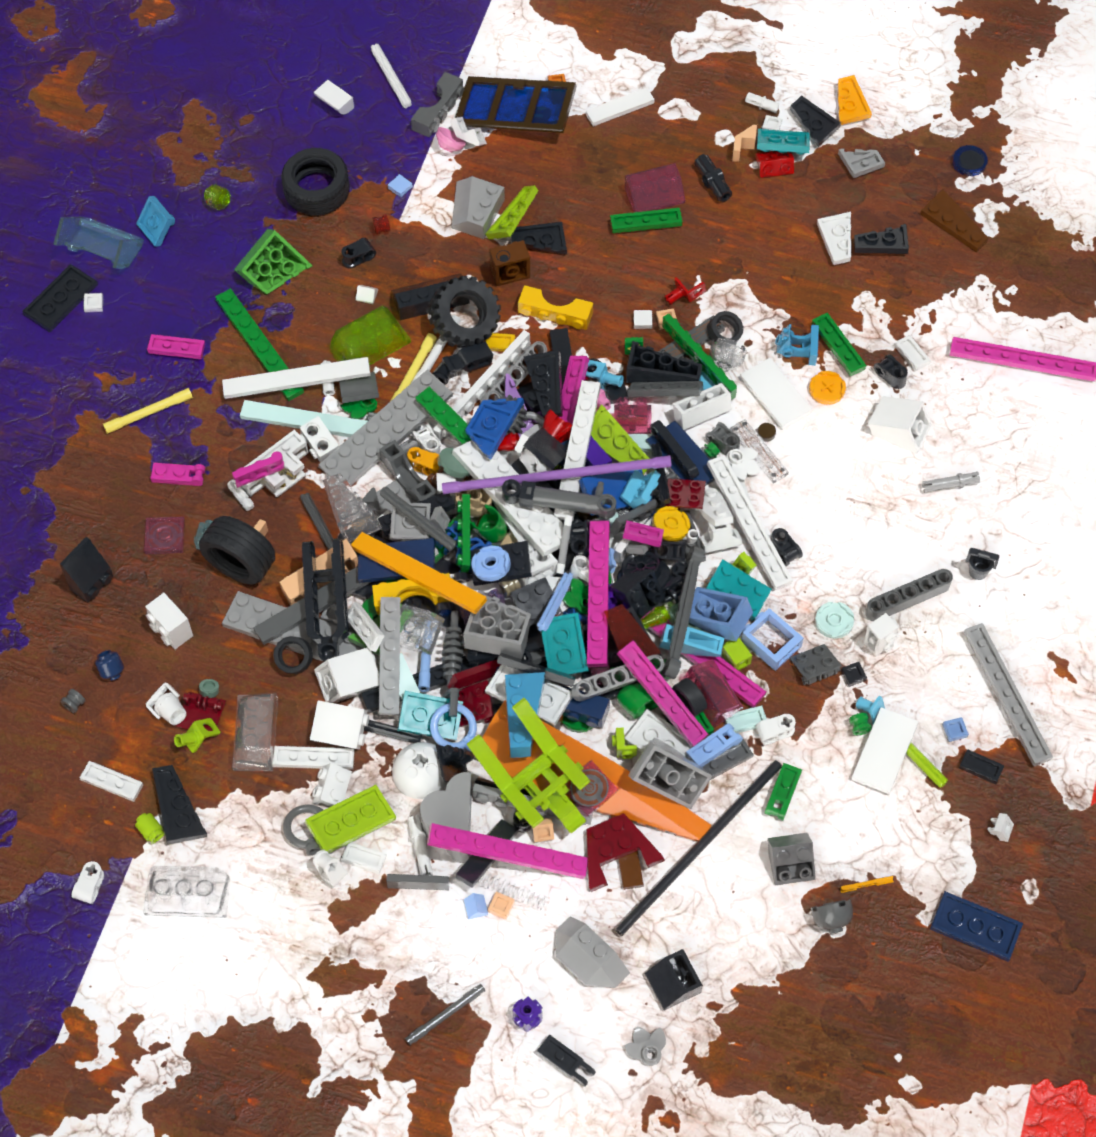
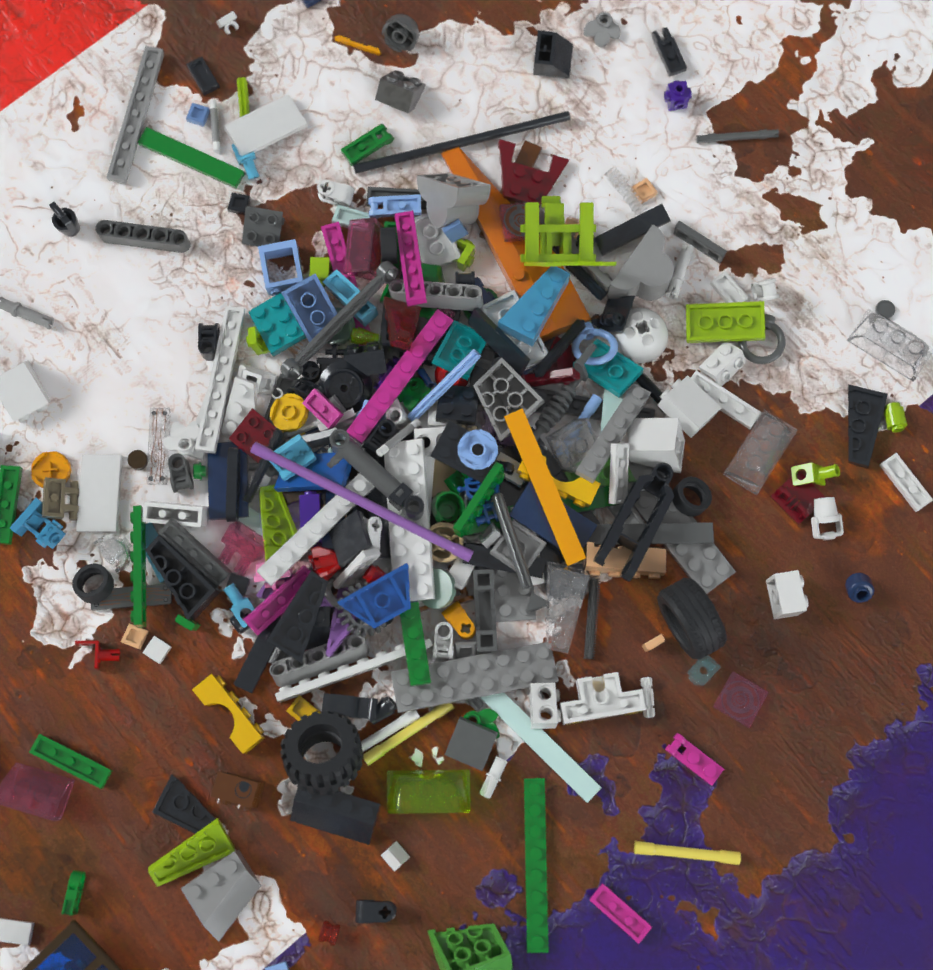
camera: 145 degrees left, 15 degrees up
(72, 700) = (907, 575): dark grey wheel -> none
(86, 570) = (837, 690): black slope -> none
(209, 688) = (779, 515): sand green tile -> none
(209, 928) = (885, 308): none -> dark grey piece
(259, 469) = (625, 693): dark pink plate -> none
(296, 377) = (526, 790): white tile -> none
(475, 906) = (666, 198): light blue slope -> none
(480, 698) = (559, 348): none -> black axle
(507, 851) = (621, 211): dark pink plate -> none
(578, 151) = (74, 893): none -> green piece
(588, 955) = (604, 115): light grey wedge -> none
(601, 704) = (465, 278): none -> black bush
(637, 751) = (455, 231): none -> medium blue tile
(804, 365) = (54, 499): none -> dark tan plate
(834, 620) = (217, 256): light aqua tile -> none
(860, 724) = (267, 158): green wheel -> none
(881, 634) = (194, 210): white brick -> none
(929, 687) = (191, 157): none -> green tile
(932, 728) = (215, 126): none -> light grey bar

